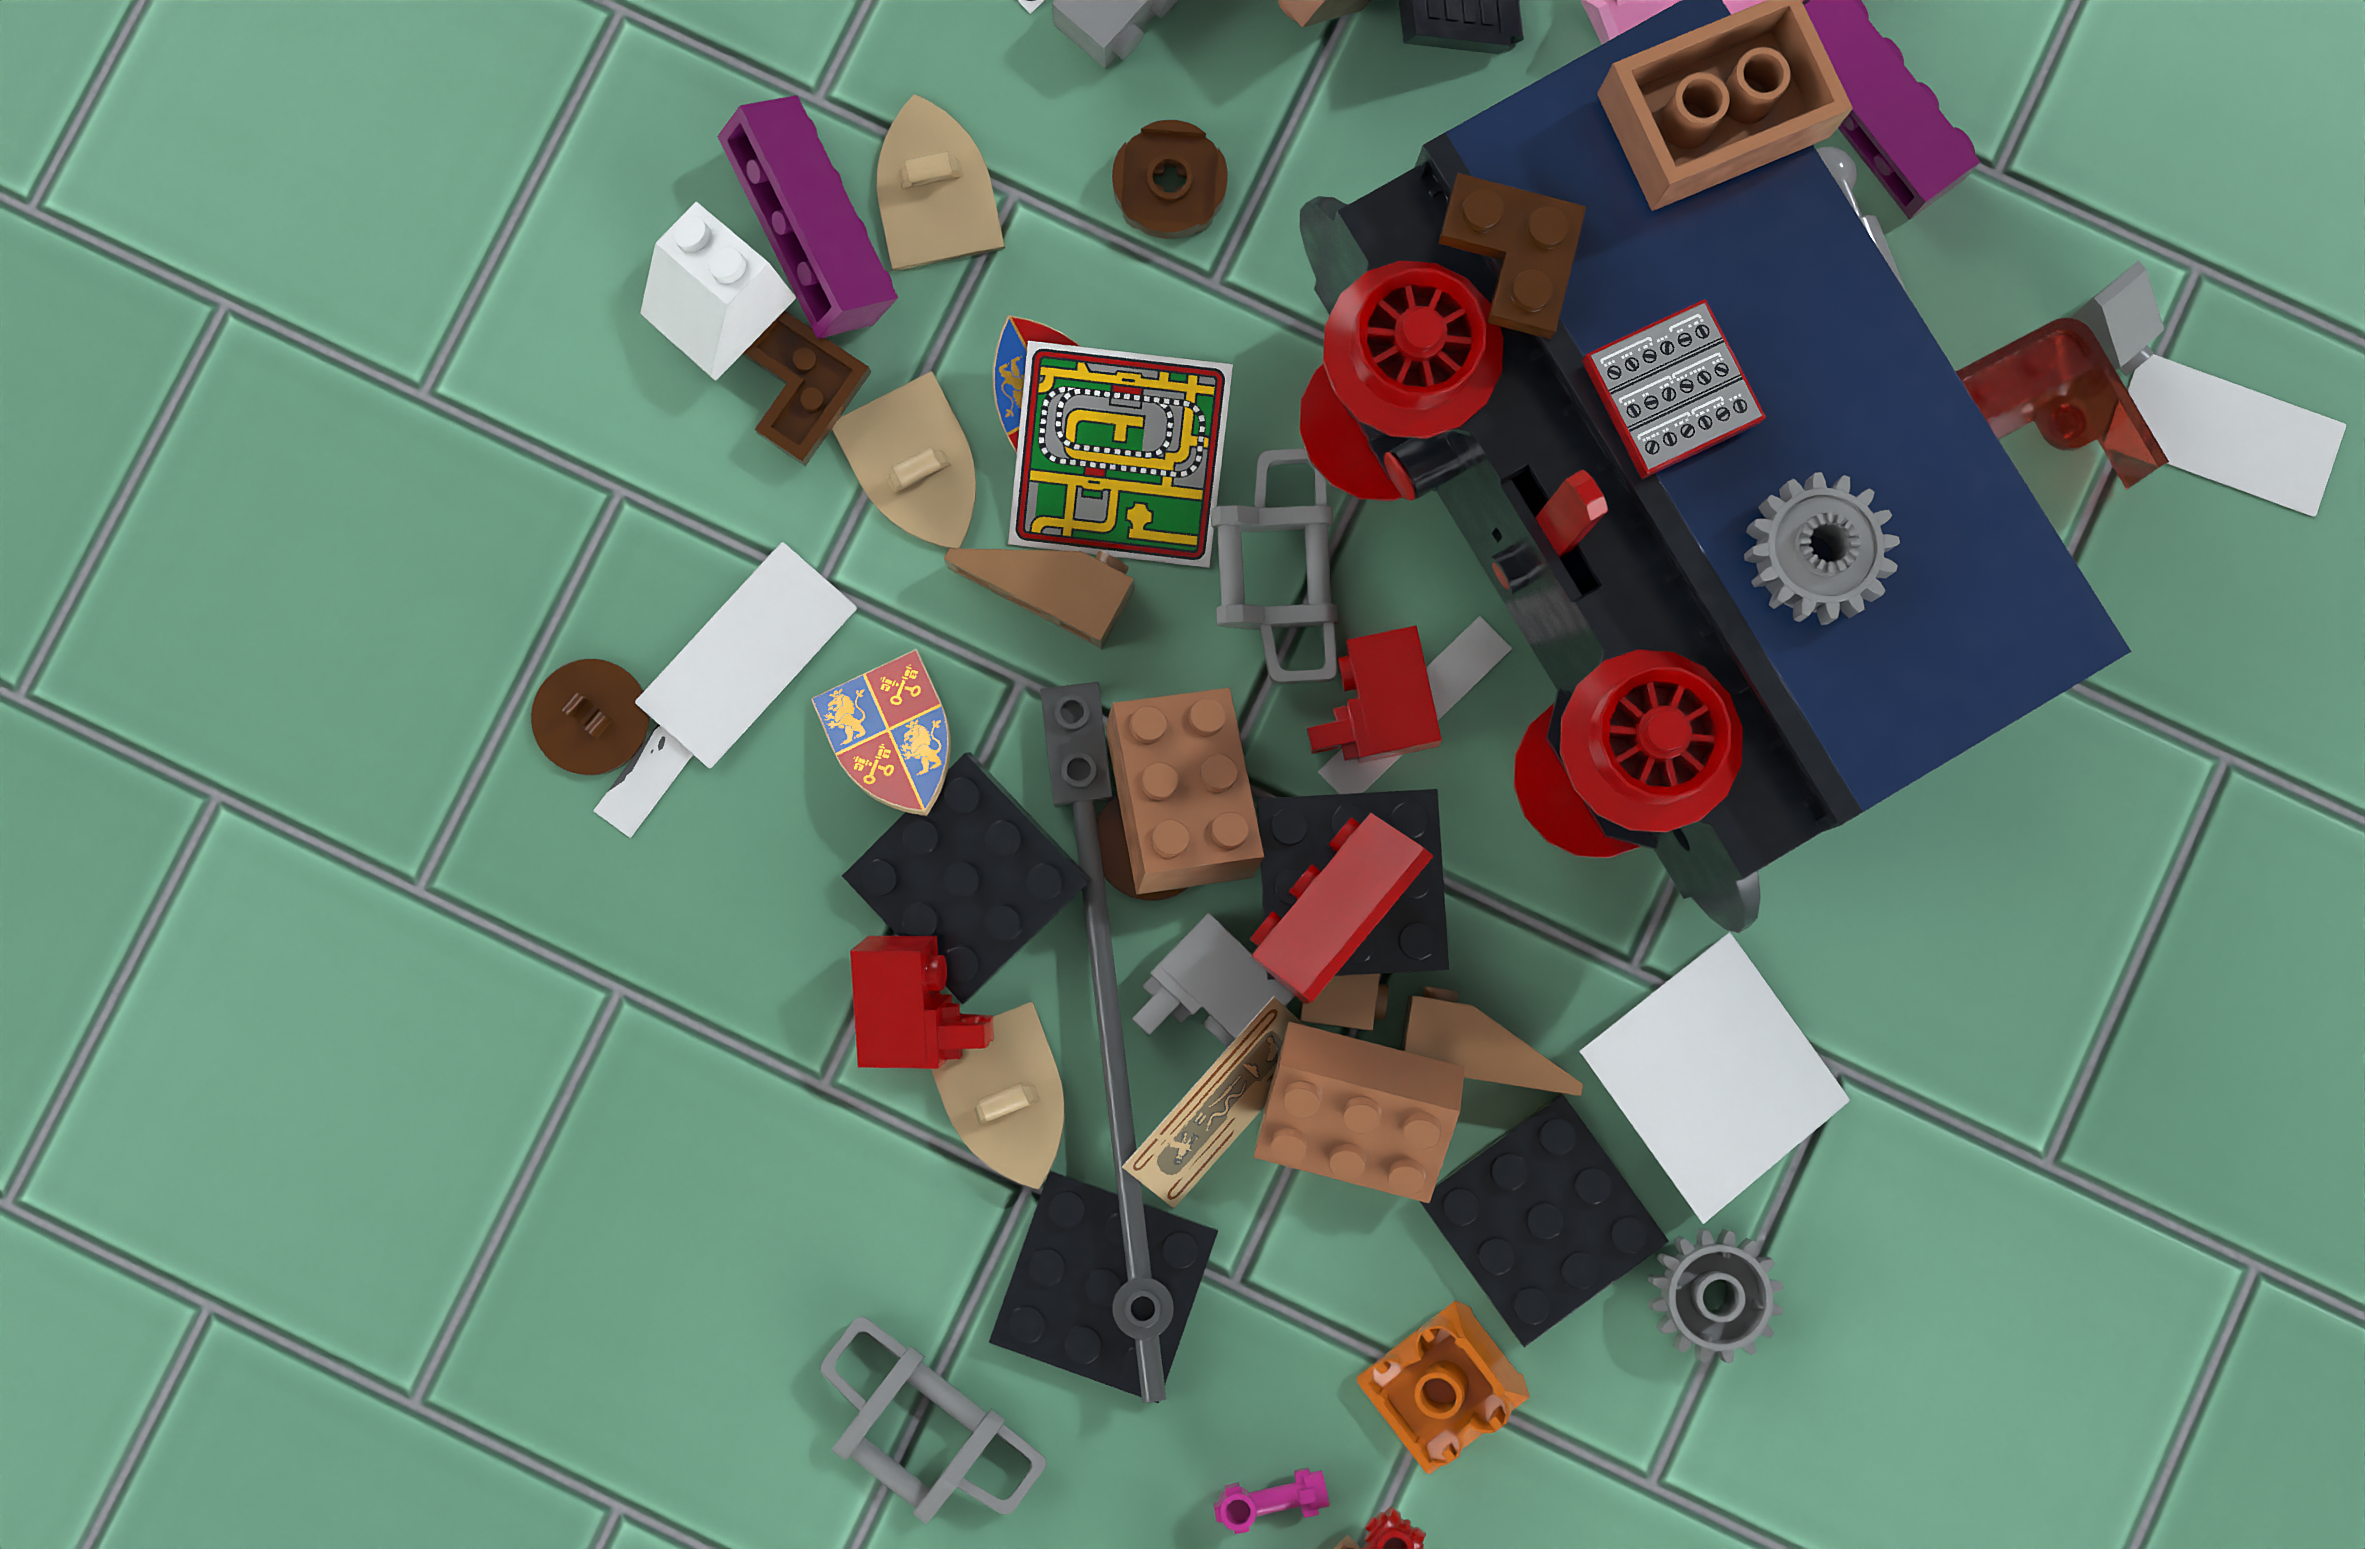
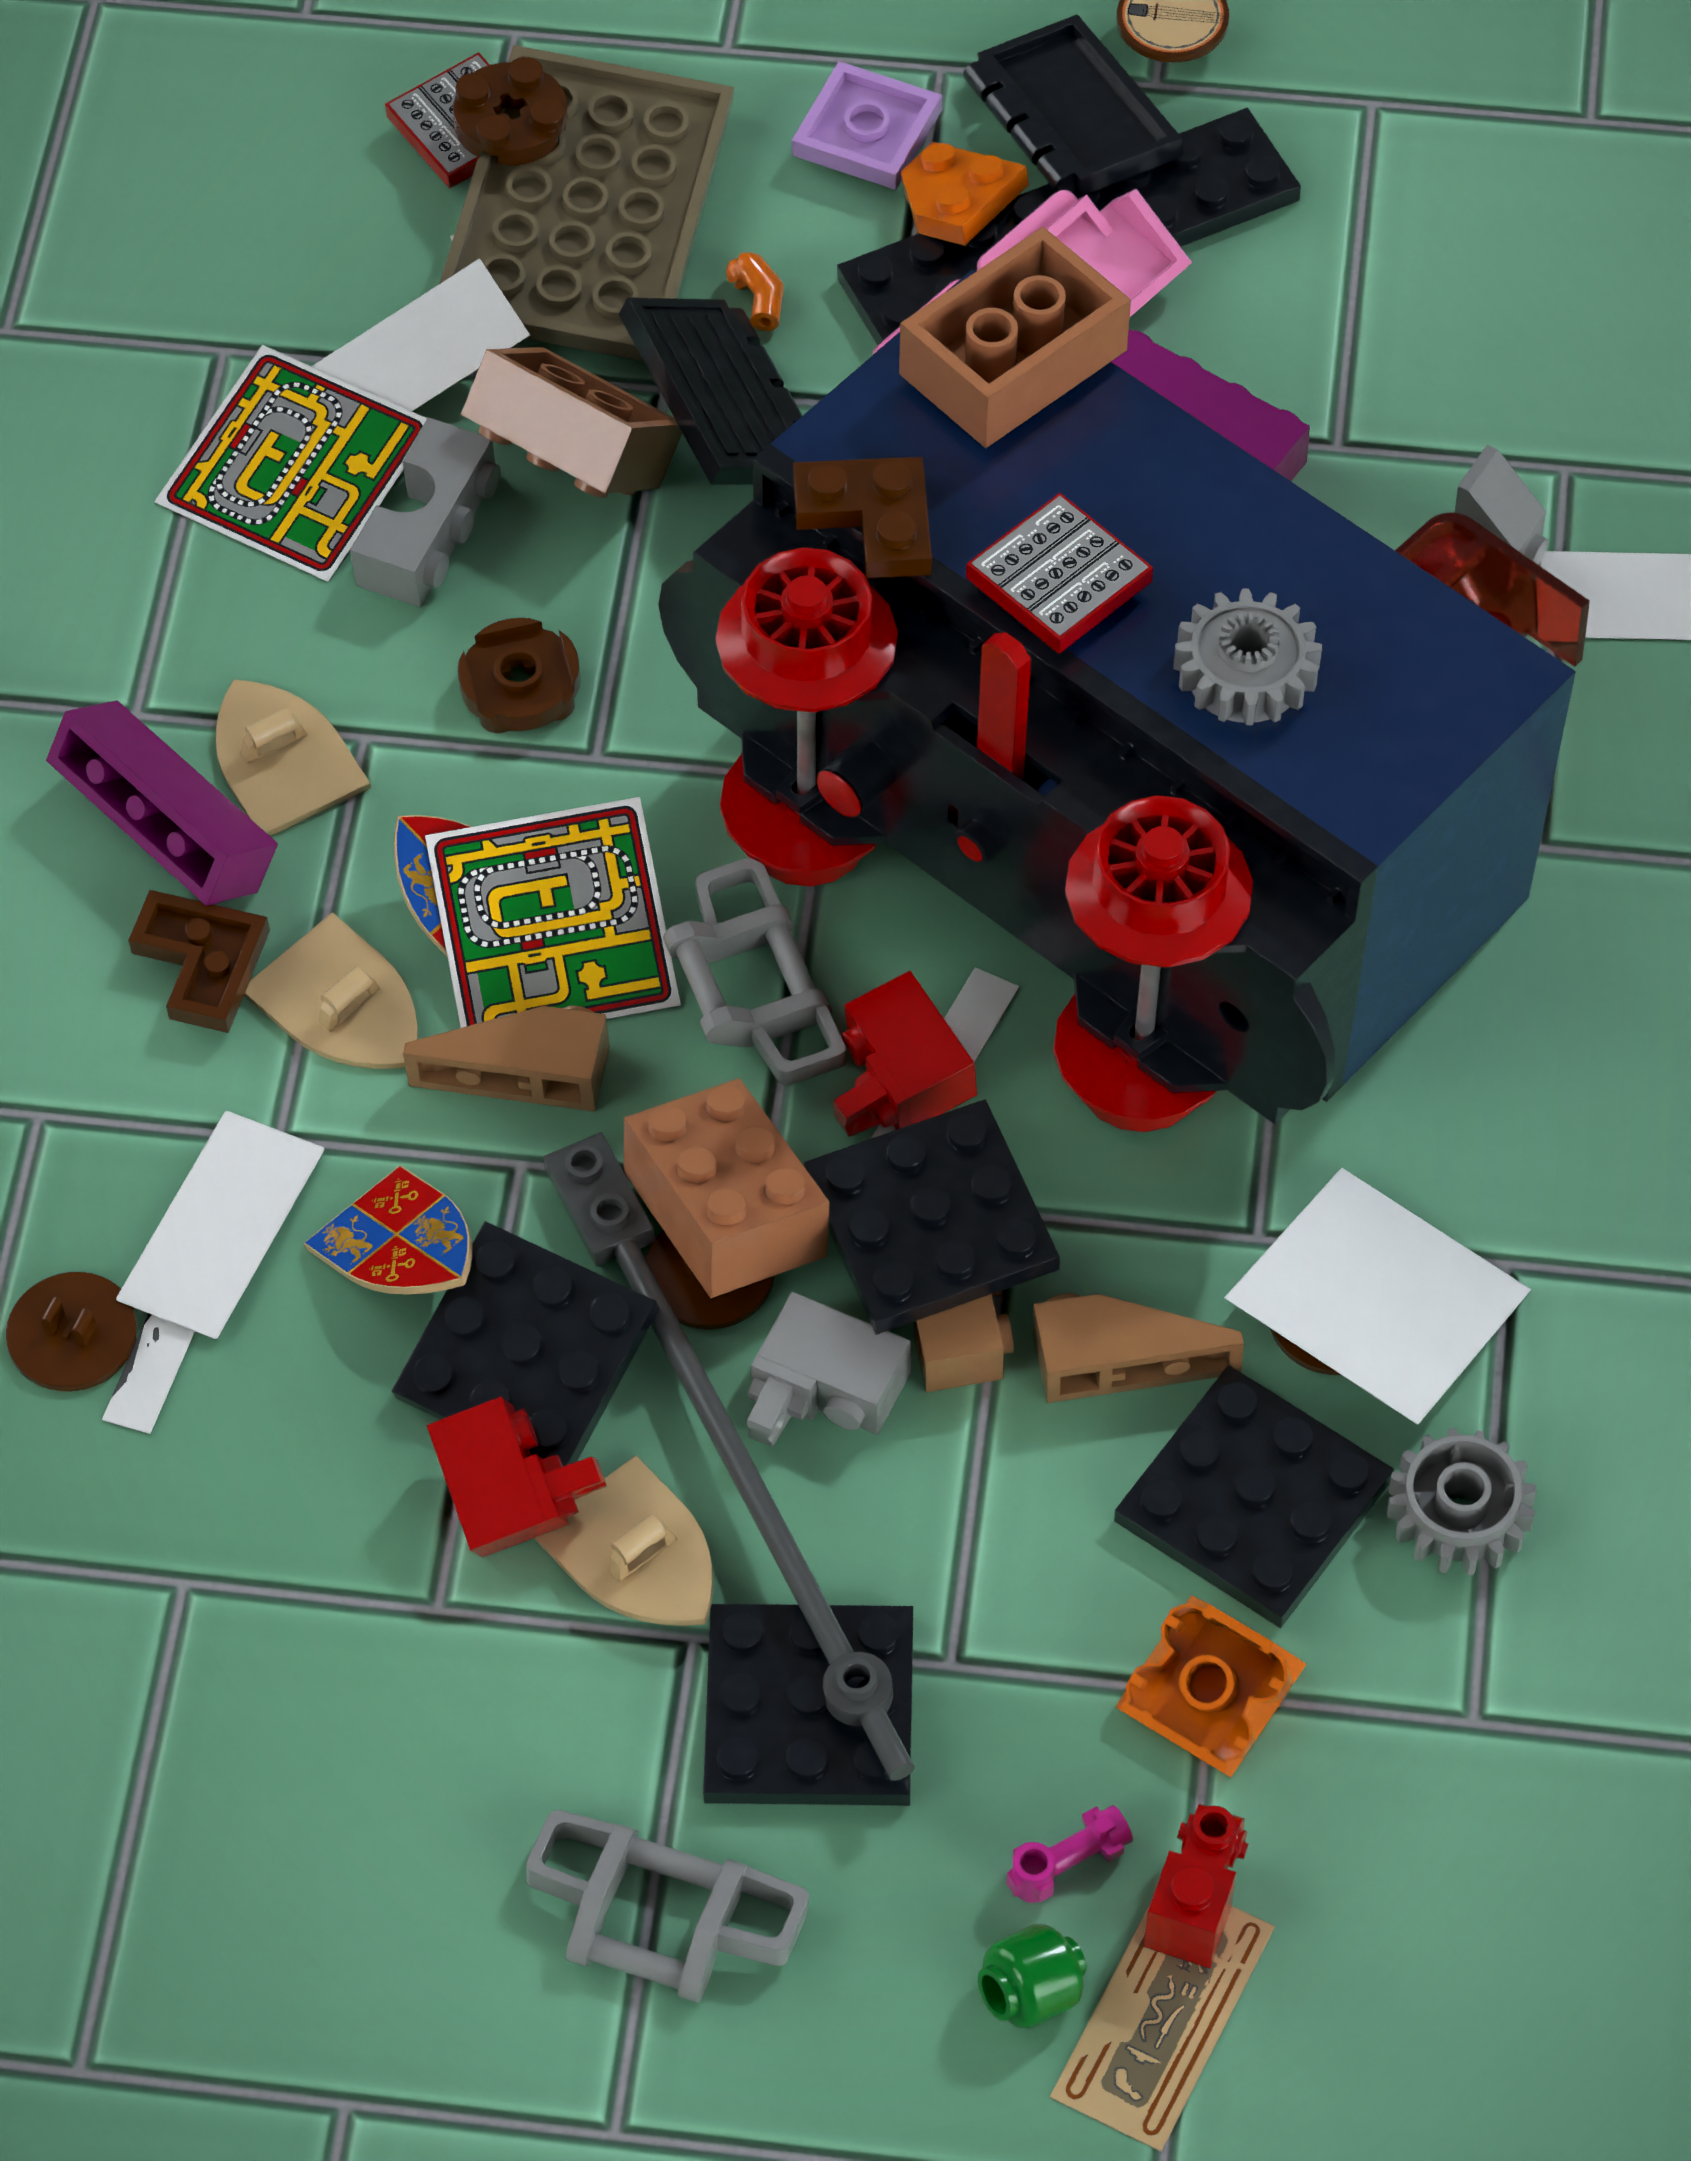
camera: 15 degrees left, 25 degrees down
(711, 291) = (83, 891): white slope -> none
(1213, 1109) = (872, 1474): sticker -> none
(1338, 905) = (922, 1209): red slope -> none
(1360, 1112) = (1018, 1426): nougat brick -> none

